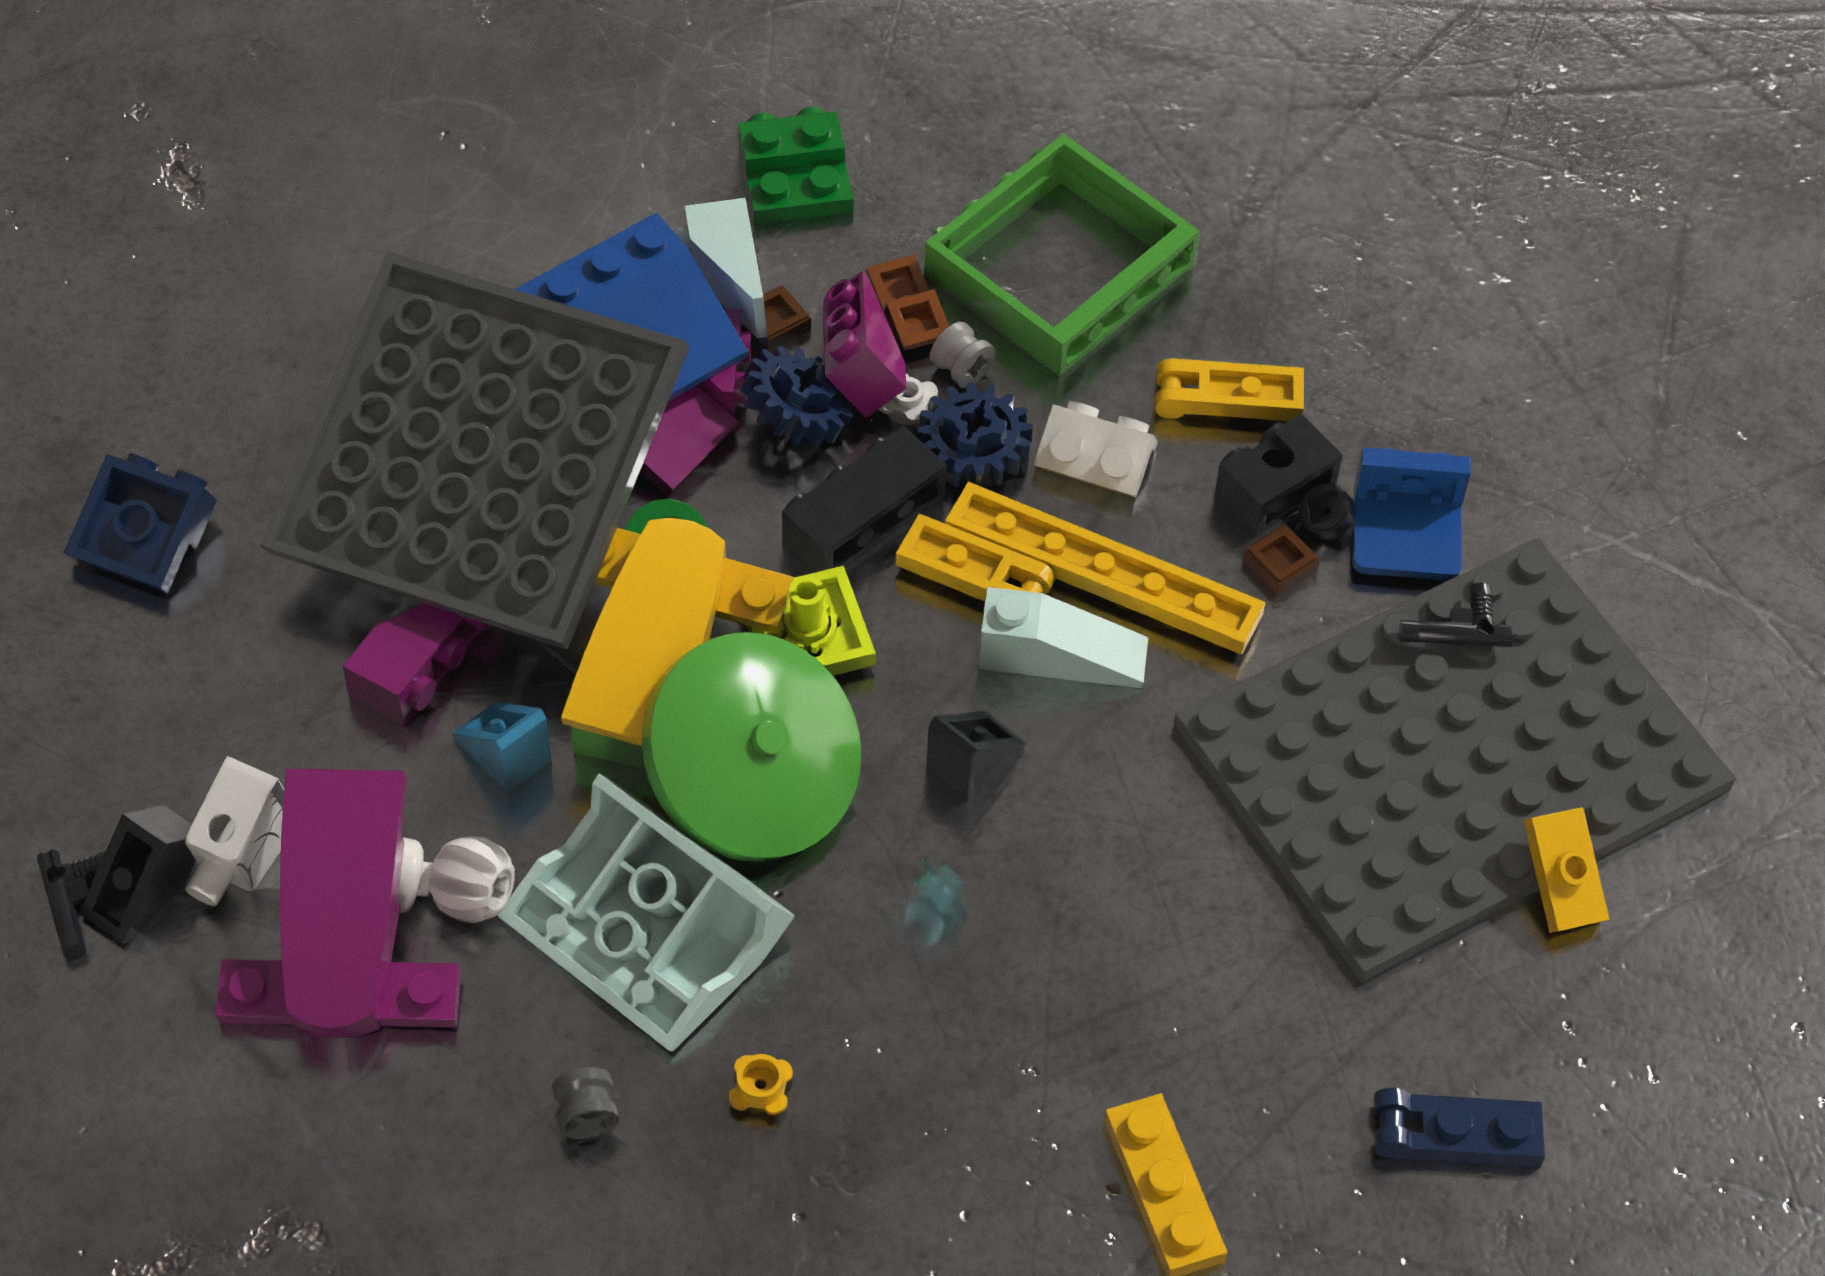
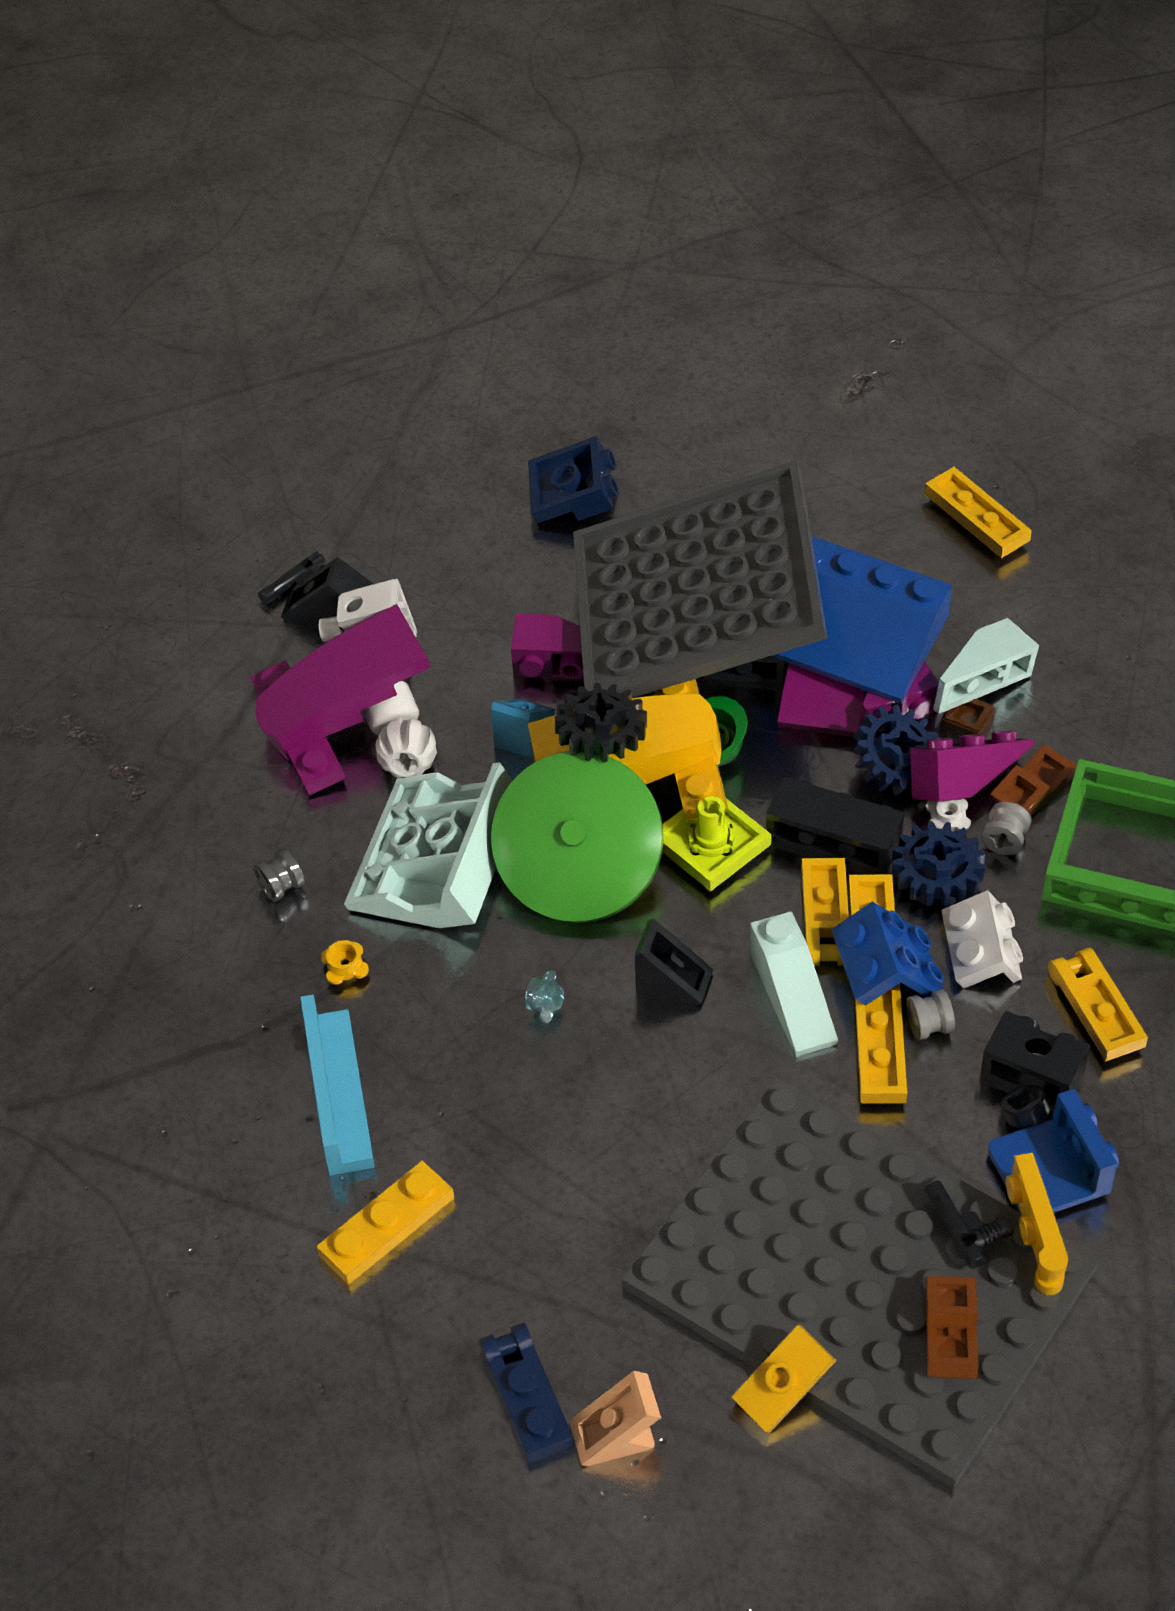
camera: 70 degrees right, 5 degrees down
(484, 163) = (977, 512): none -> yellow plate
(646, 628) = (601, 722): none -> black gear
(794, 166) = (1108, 669): green plate -> none
(948, 1164) = (337, 1089): none -> medium azure fence
(1085, 539) = (885, 951): none -> blue bracket
(1172, 534) = (930, 1014): none -> light grey wheel
(1281, 559) = (965, 1097): reddish brown tile -> none
(1501, 558) = (1038, 1223): none -> yellow plate
(1548, 1046) = (617, 1422): none -> light nougat slope
(1566, 689) = (951, 1327): none -> dark orange slope

